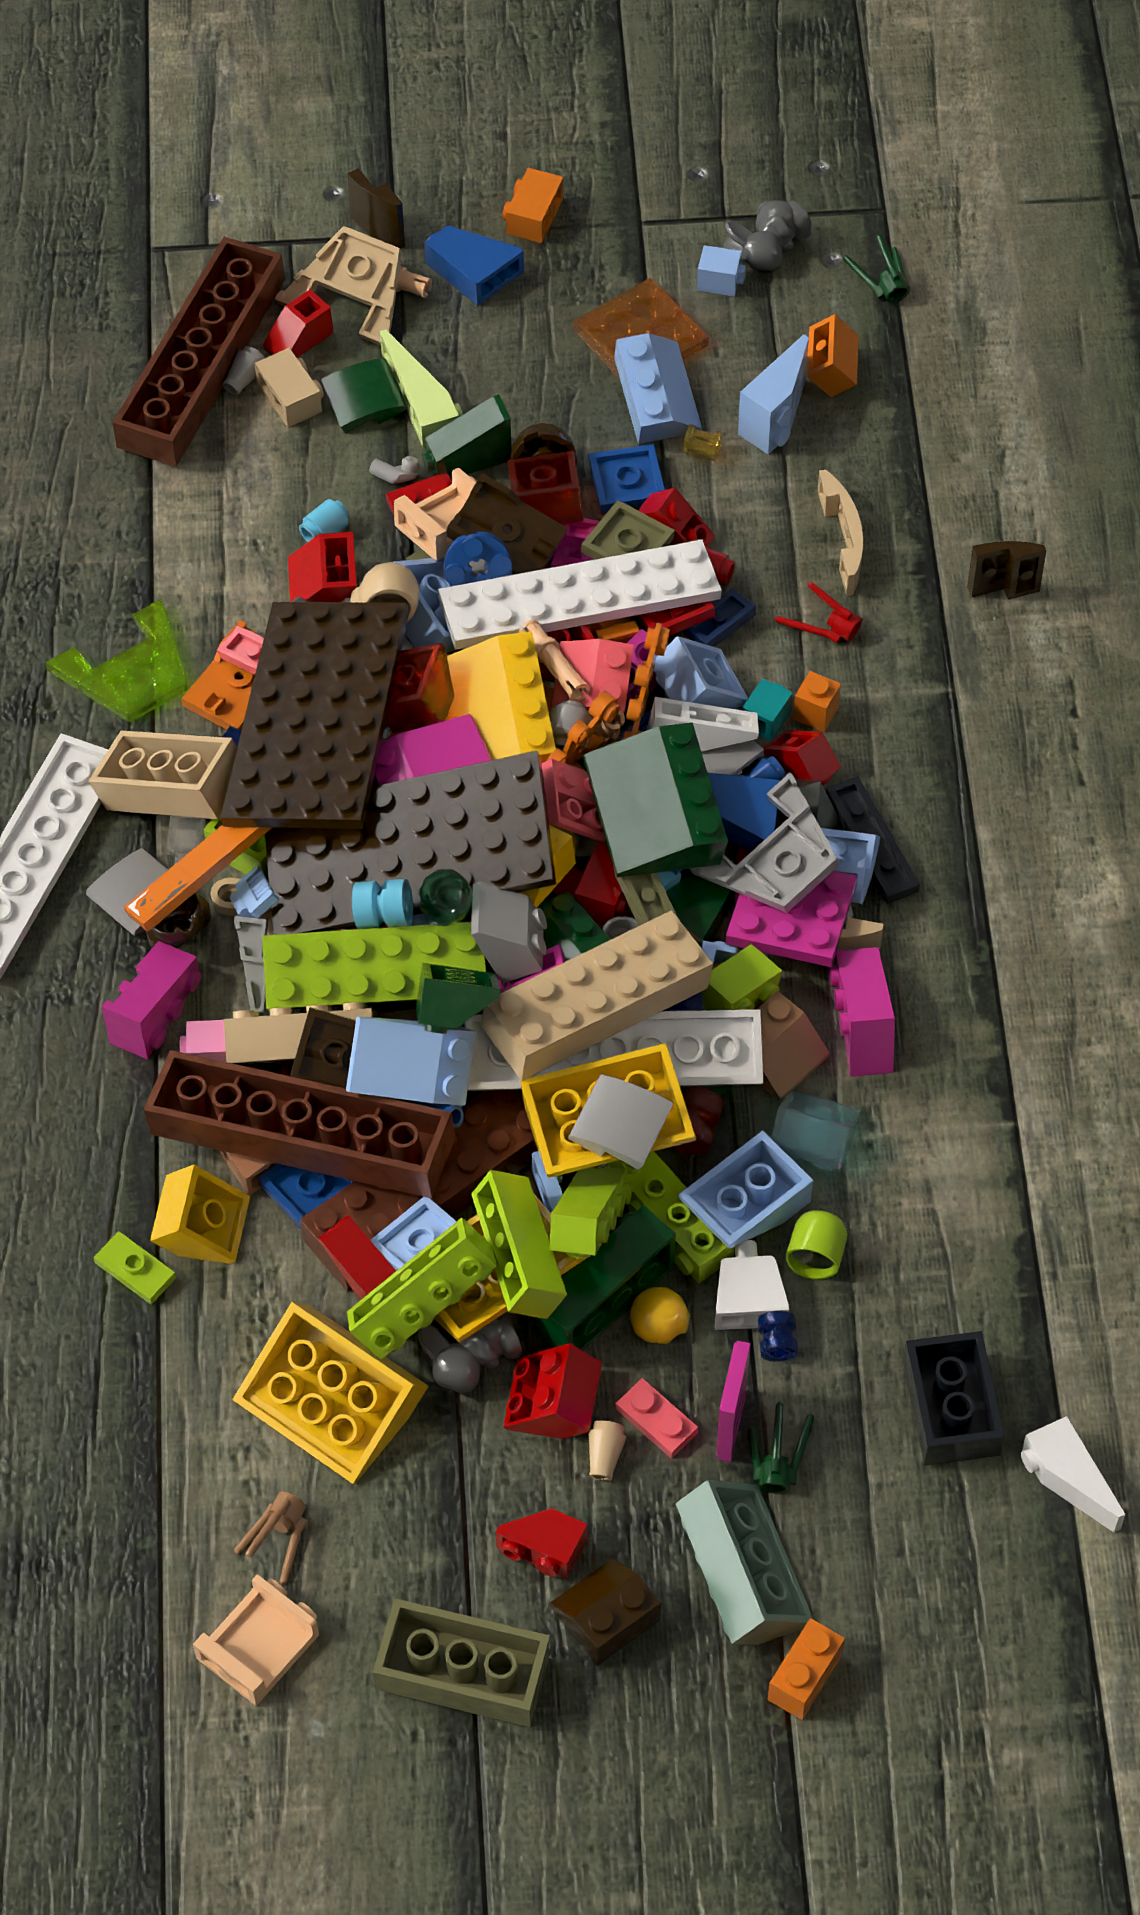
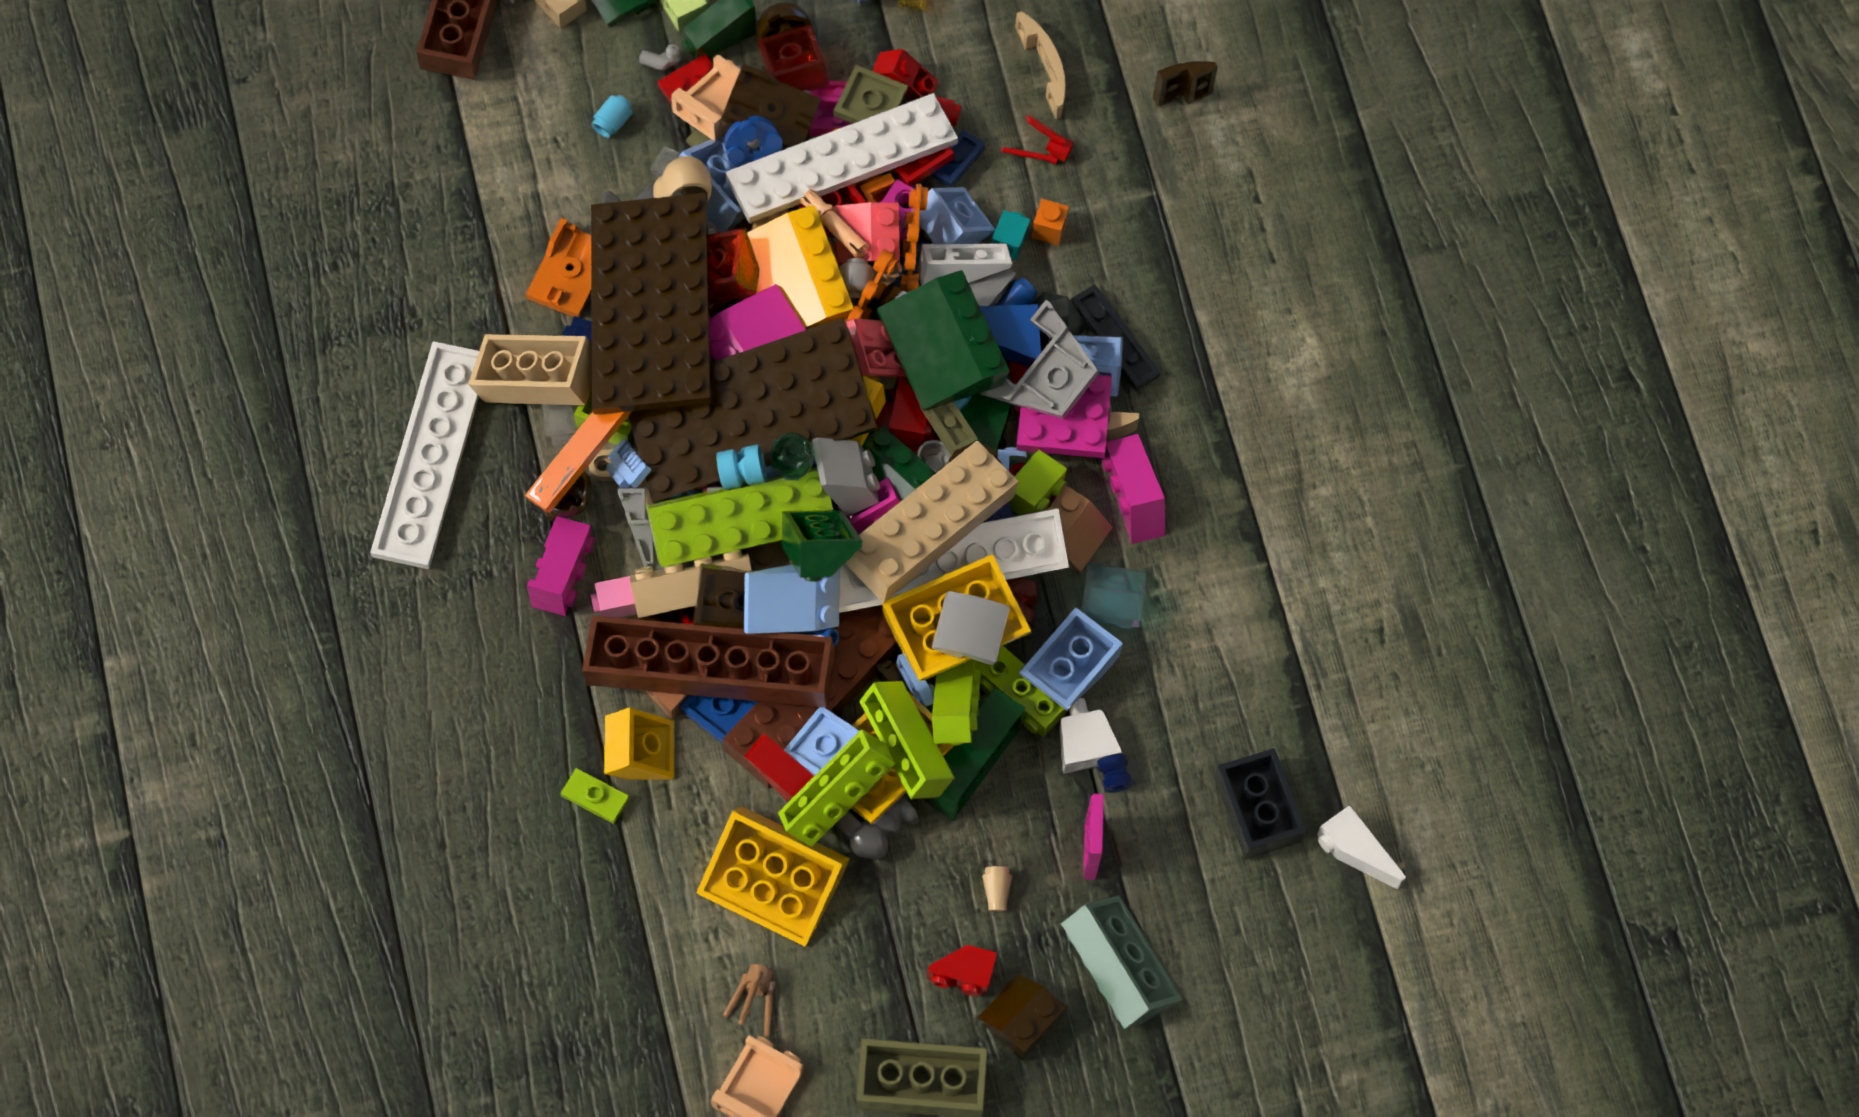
camera: 15 degrees left, 10 degrees up
(123, 884) = (520, 469): light grey slope -> none
(135, 678) = (483, 280): clear neon green wing -> none
(242, 649) = (572, 246): coral plate -> none
(324, 568) = (622, 164): red slope -> none
(553, 1393) = (948, 848): red slope -> none
(625, 476) = (855, 38): blue plate -> none
(656, 1418) = (1031, 854): coral plate -> none
(659, 1315) = (1018, 770): yellow hair -> none
(775, 1473) = (1132, 885): dark green plant -> none
(804, 755) = (1047, 272): red slope -> none
(806, 1669) = (1184, 1038): orange brick -> none
(818, 1233) = (1133, 686): lime helmet -> none

